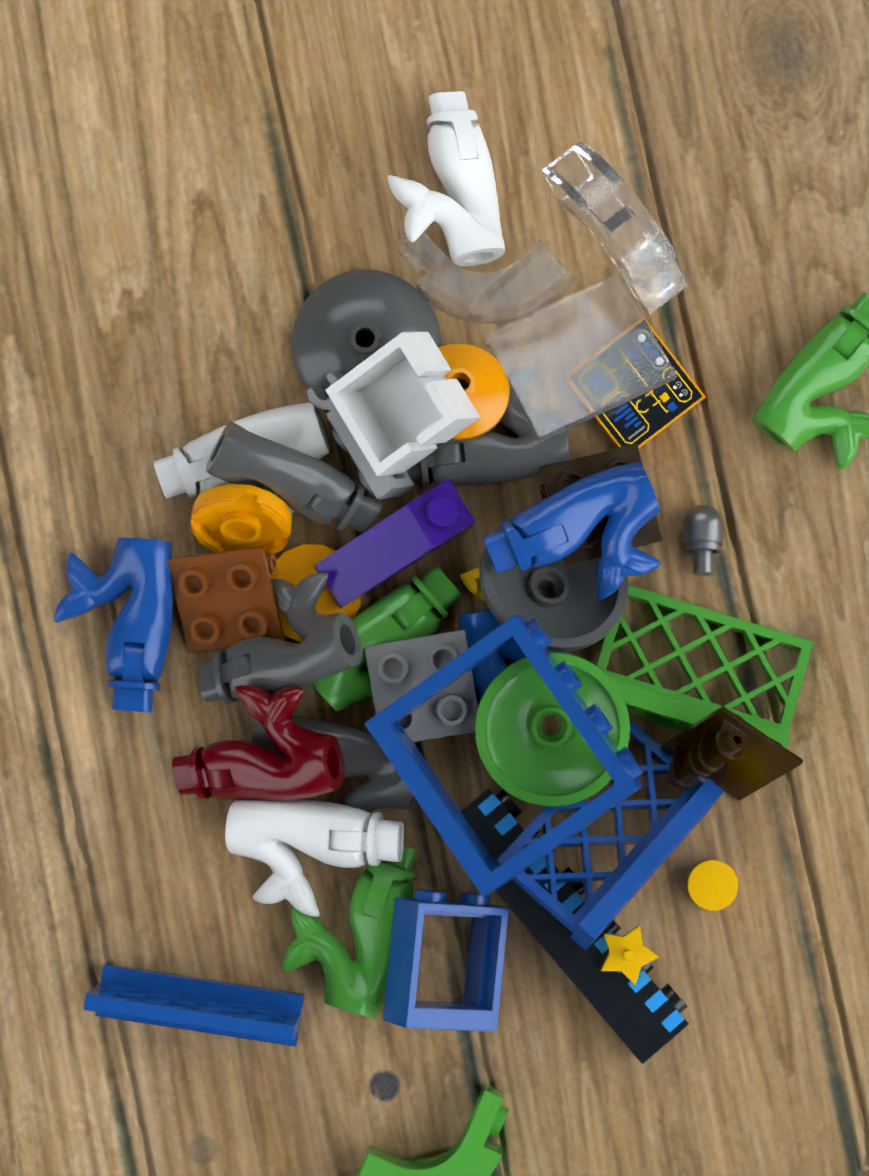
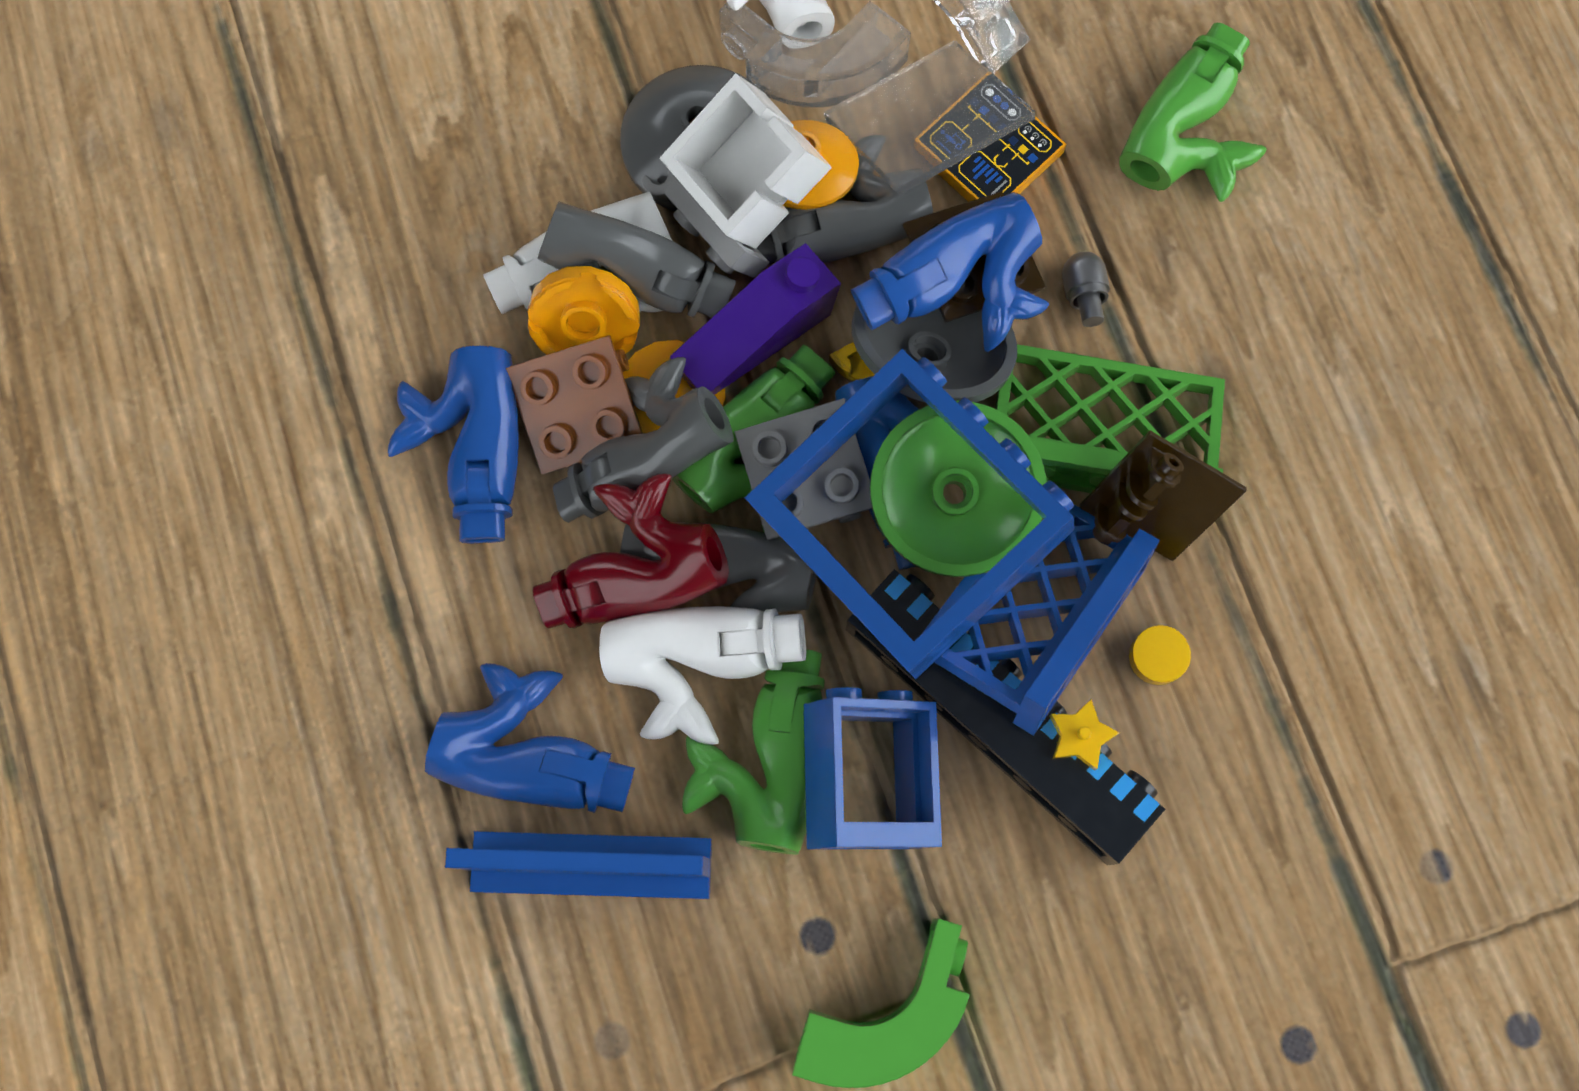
camera: 10 degrees left, 10 degrees down
(157, 921) = (533, 771): none -> blue piece

